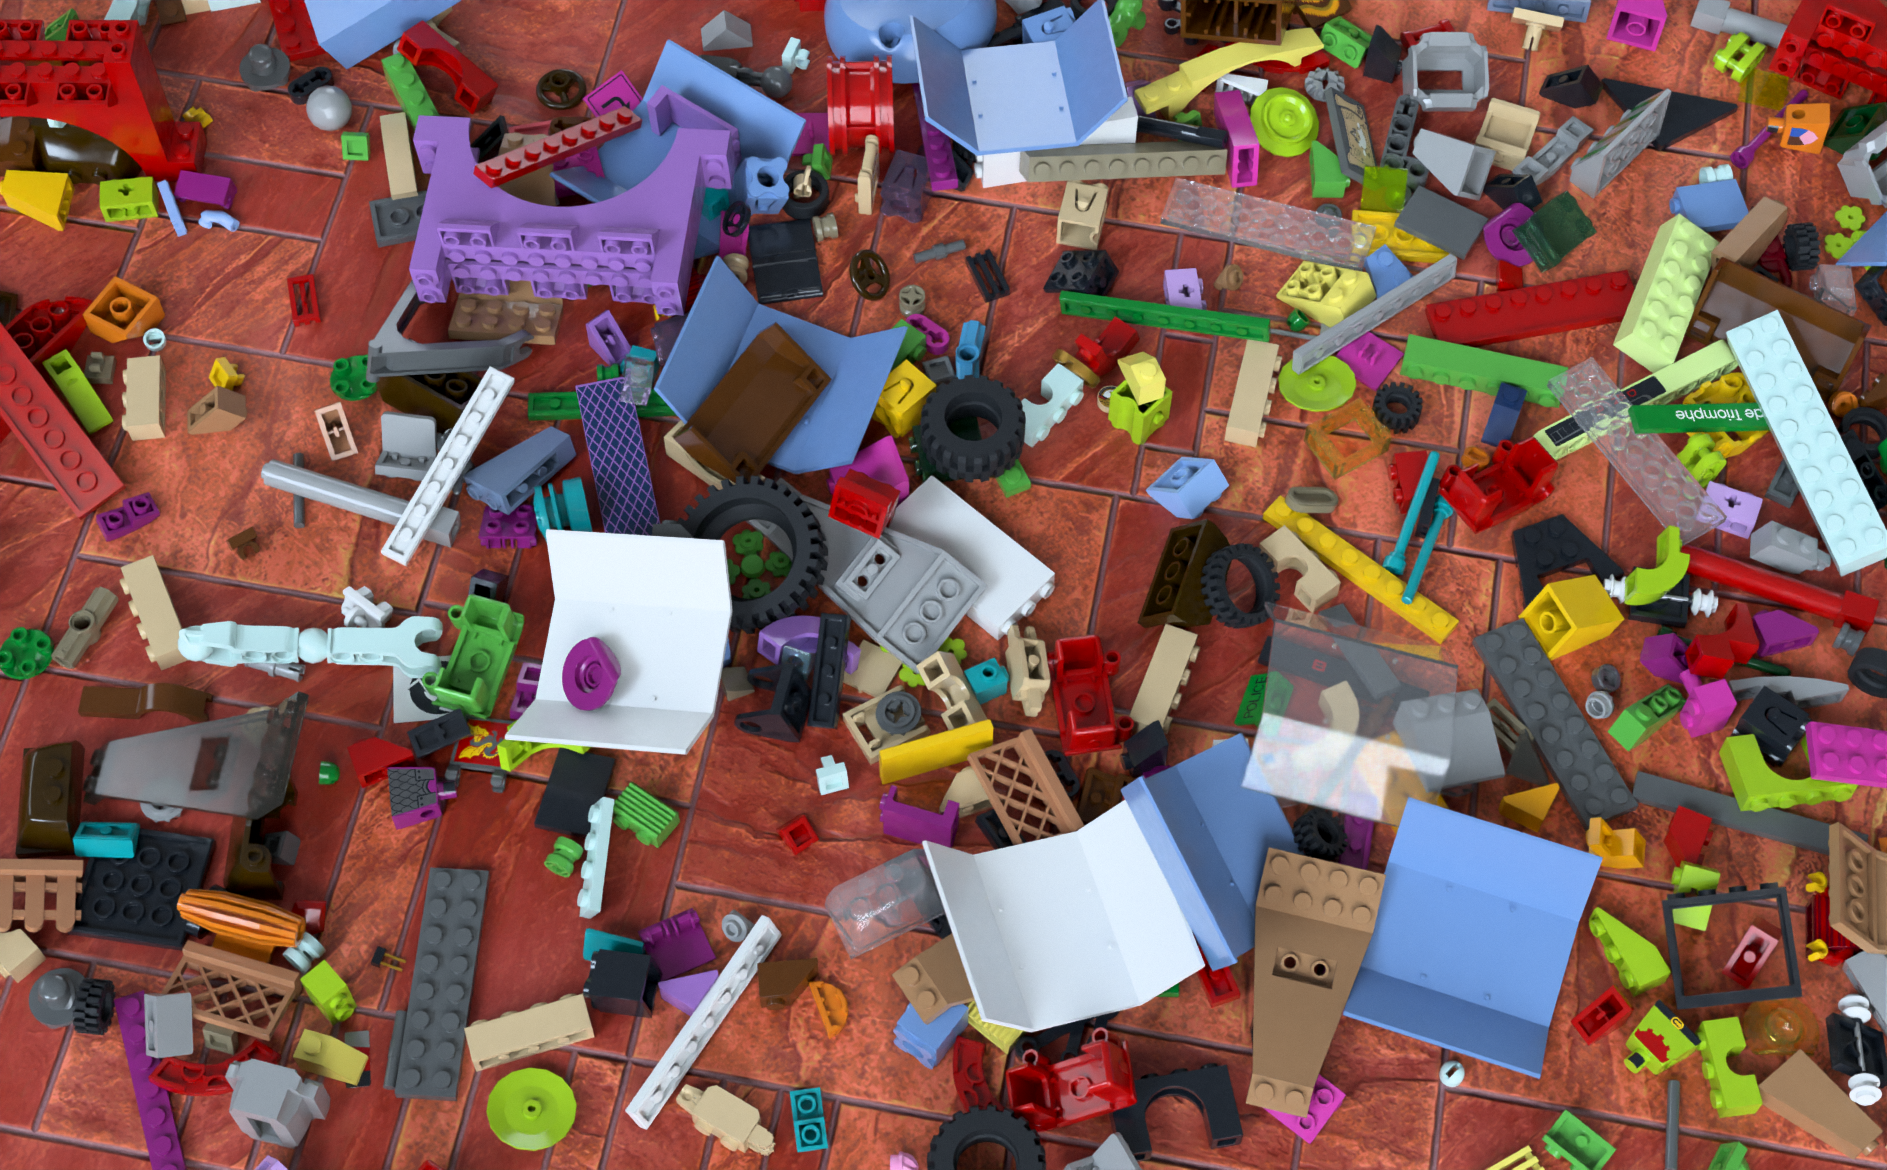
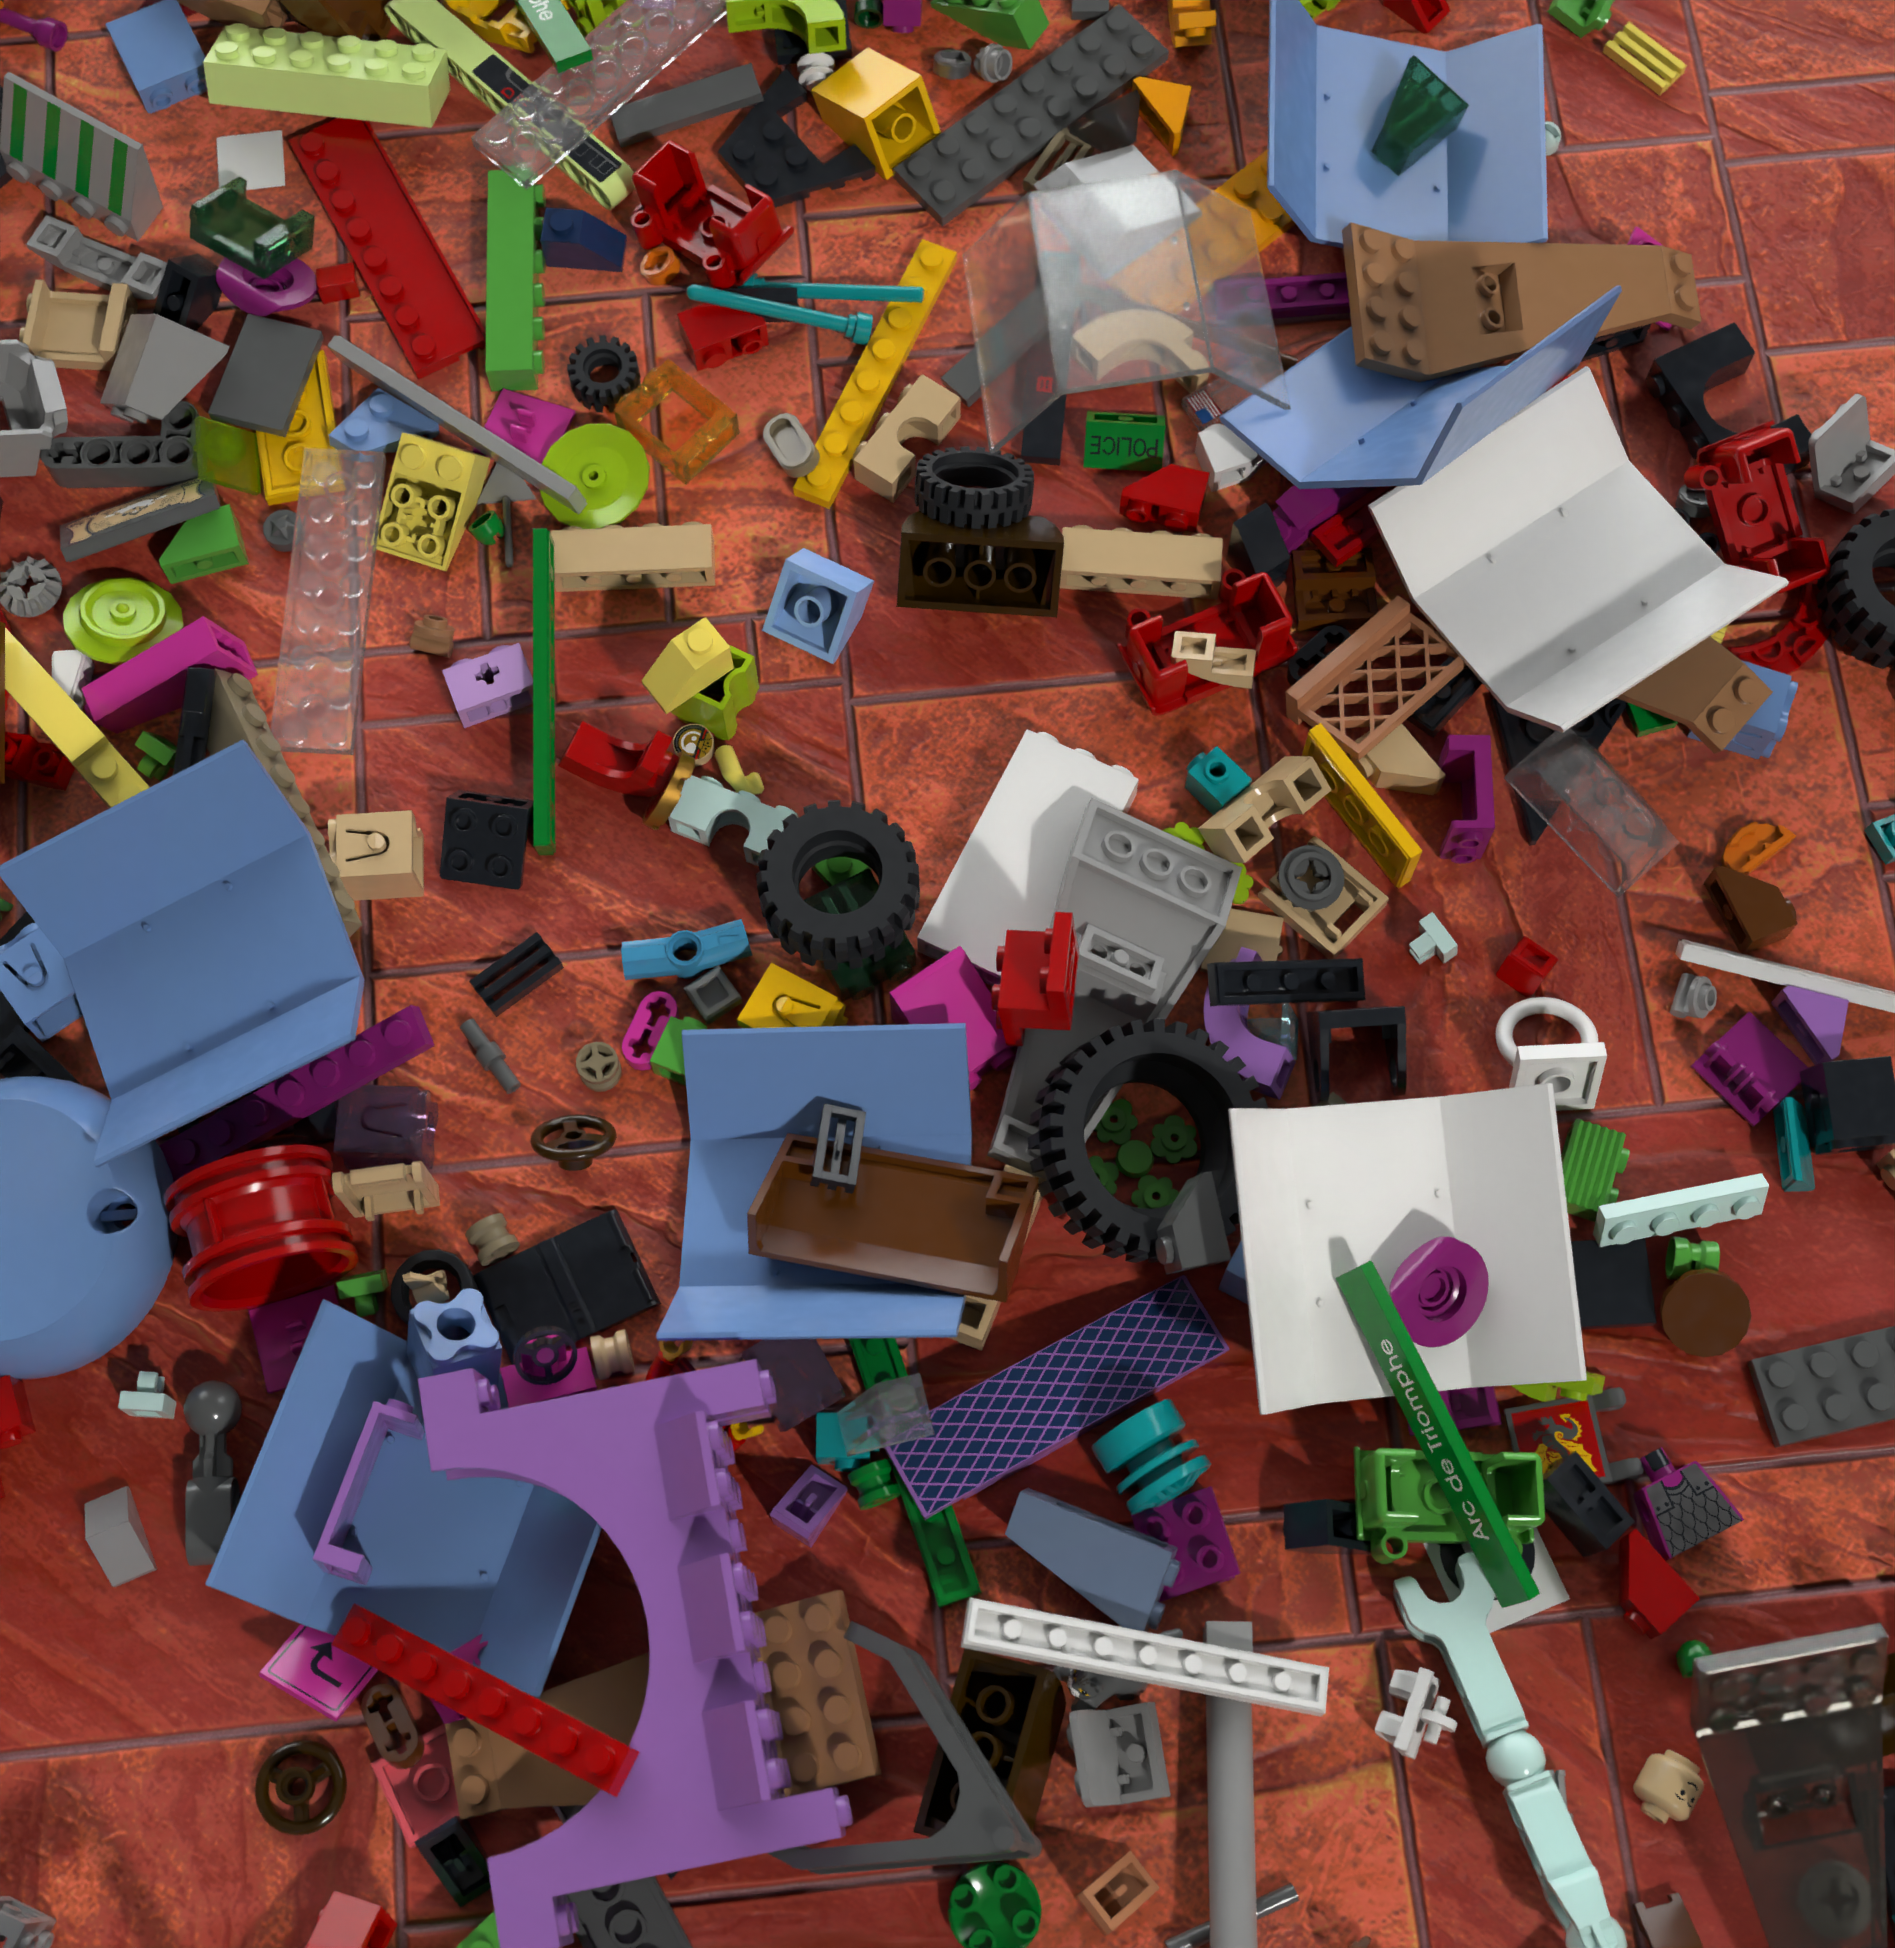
camera: 105 degrees left, 10 degrees up
(508, 648) = (1438, 1436): none -> green tile
(526, 848) = (1705, 1312): none -> reddish brown tile
(713, 808) = (1571, 1068): none -> white tile
(806, 392) = (833, 1177): none -> black tile
(1027, 669) = (1182, 730): tan hinge -> none
(1069, 693) = (1213, 663): none -> tan slope
(1076, 416) = (734, 774): none -> light yellow arm
(1208, 715) = (1167, 497): none -> red slope
(1320, 834) = (1305, 324): black tyre -> none
(1478, 964) = (1417, 118): none -> clear green slope
(1605, 504) = (686, 105): none -> dark grey tile
(1619, 251) = (252, 157): none -> white sticker
(1721, 173) = (100, 58): light aqua wheel -> none

